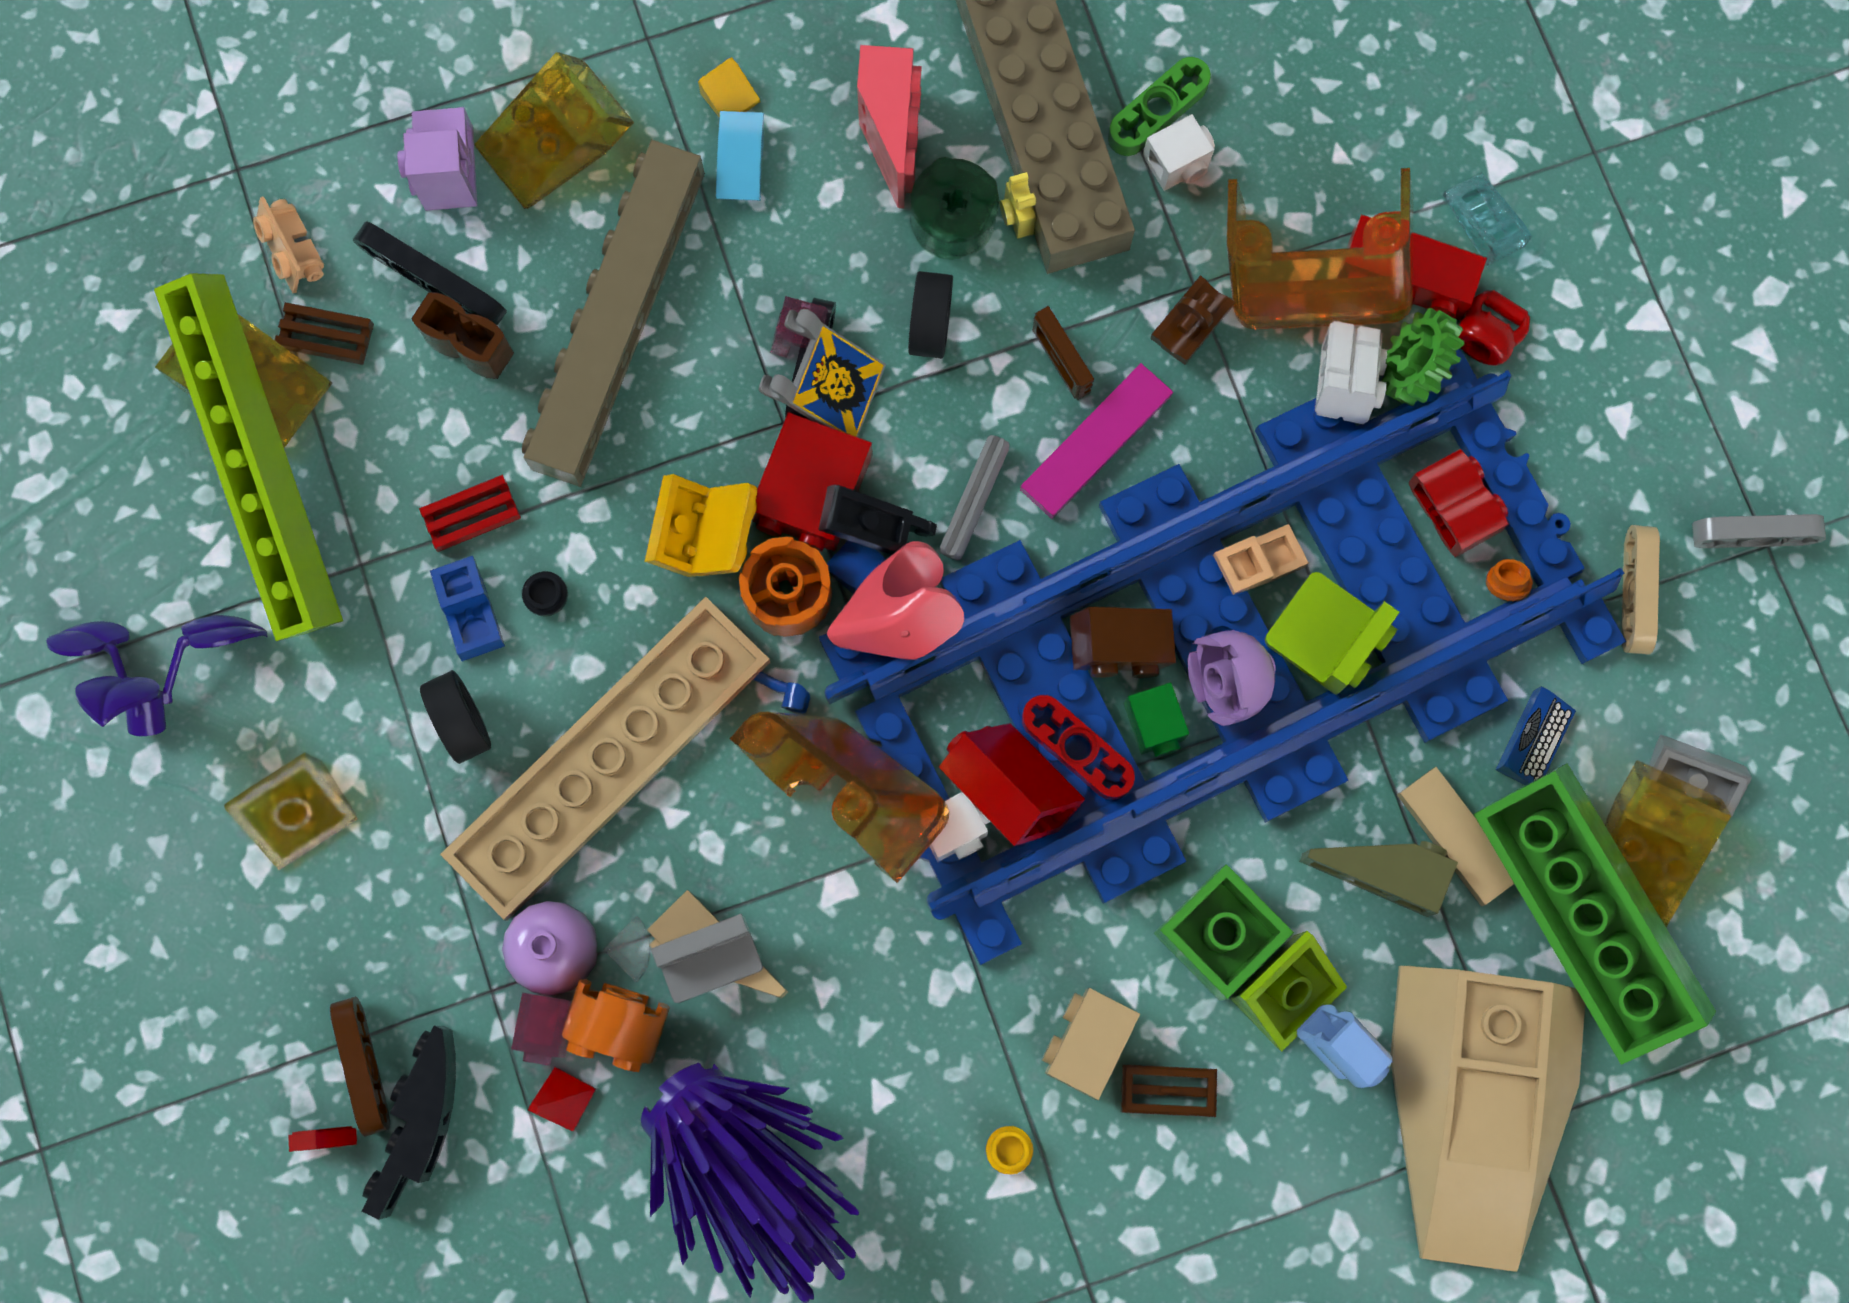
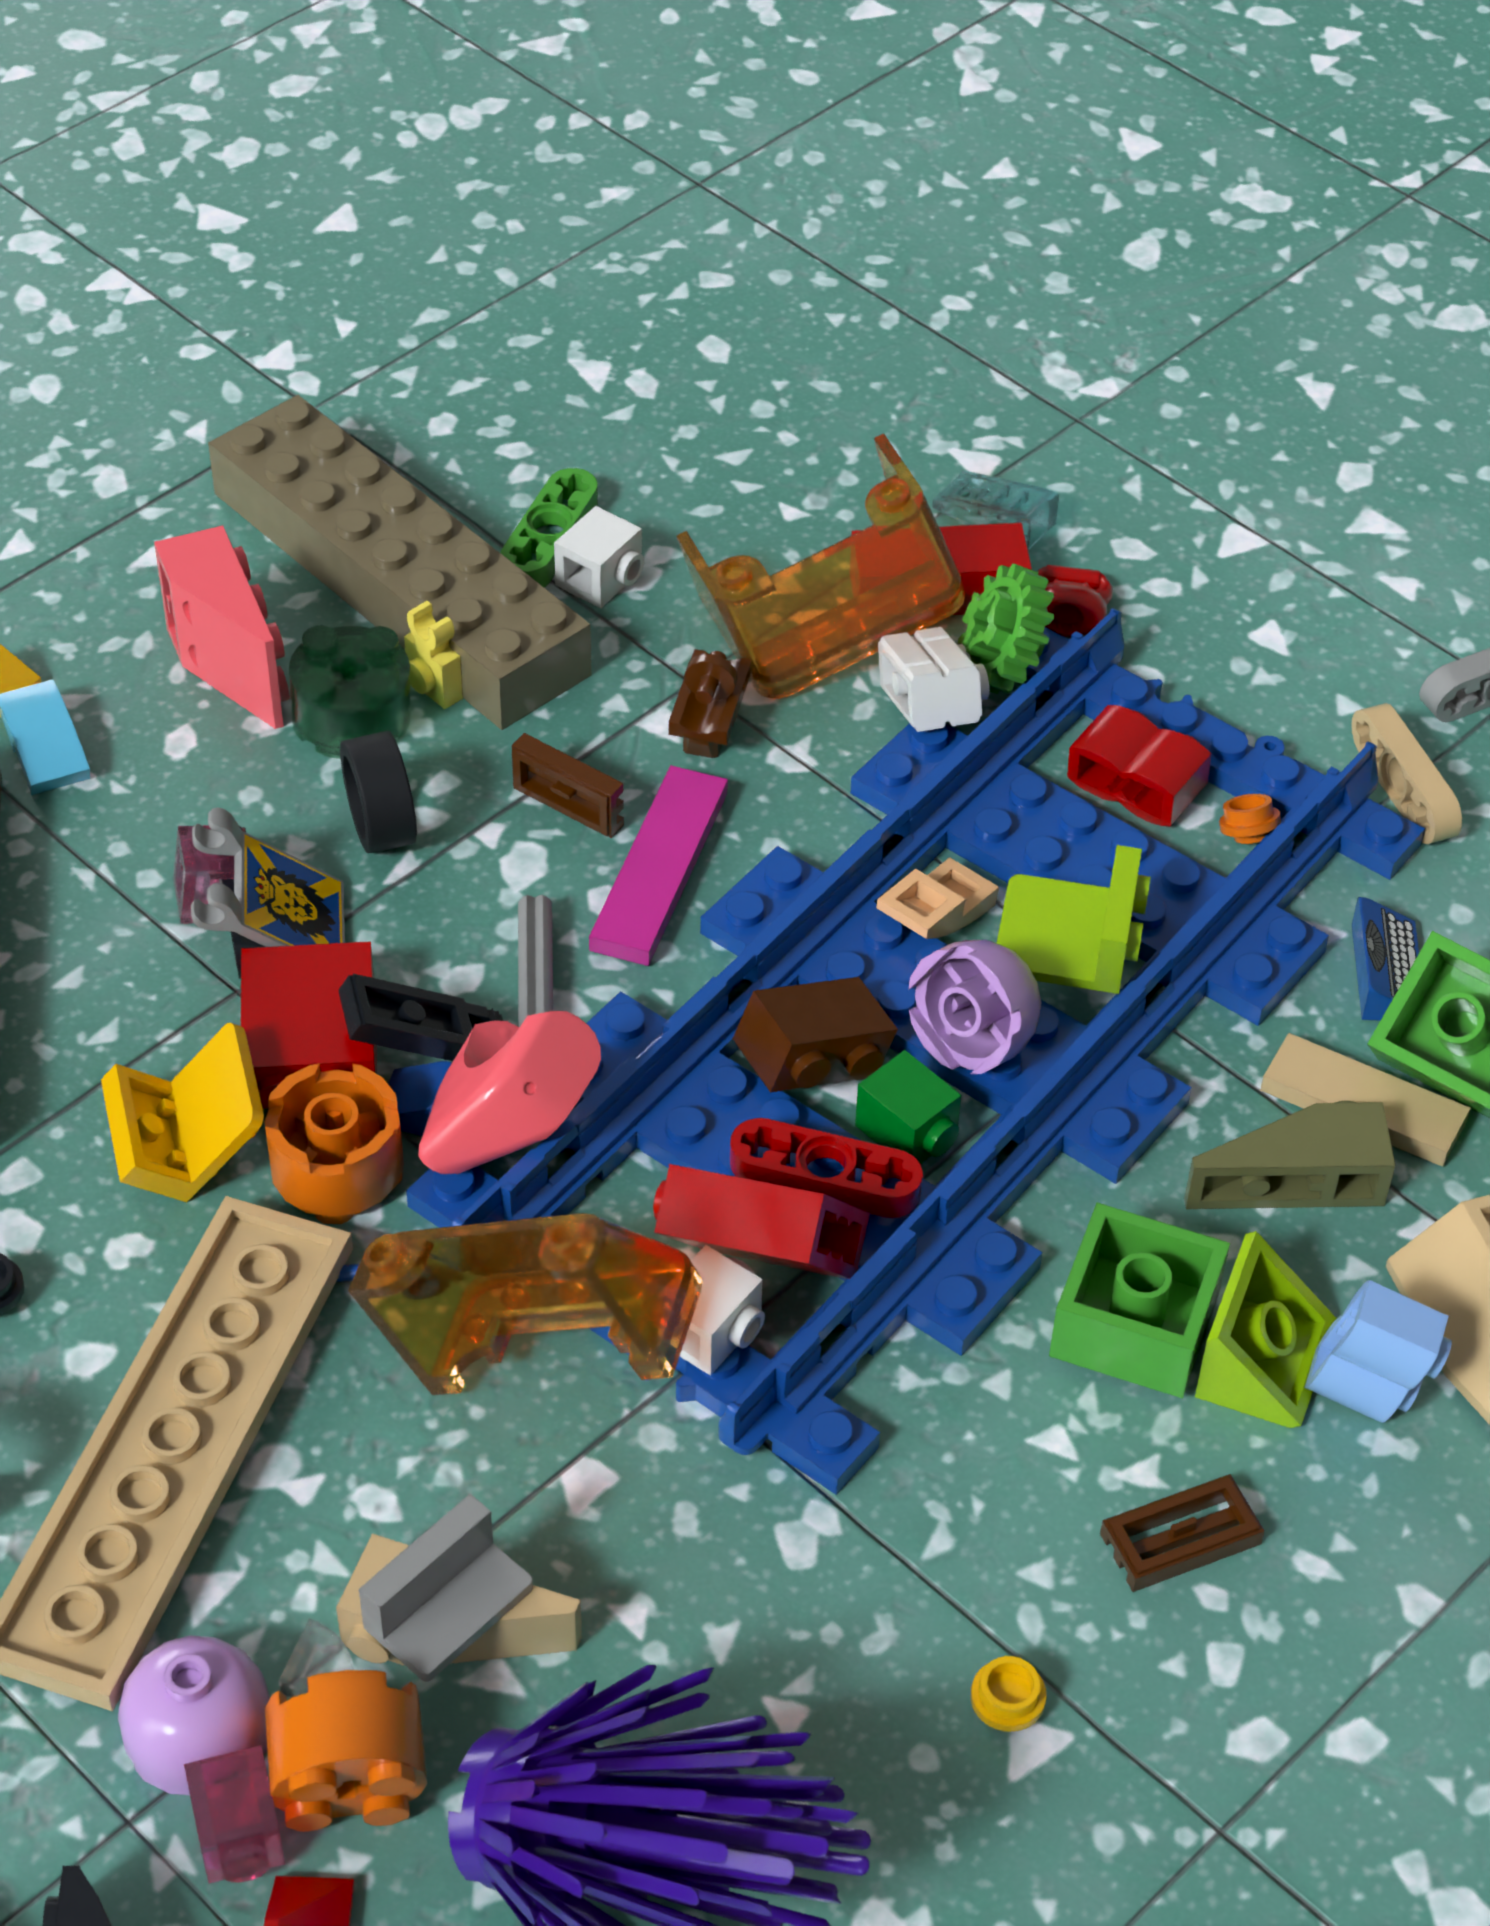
camera: 25 degrees left, 30 degrees down
(1091, 1042) = (1044, 1508): tan brick -> none

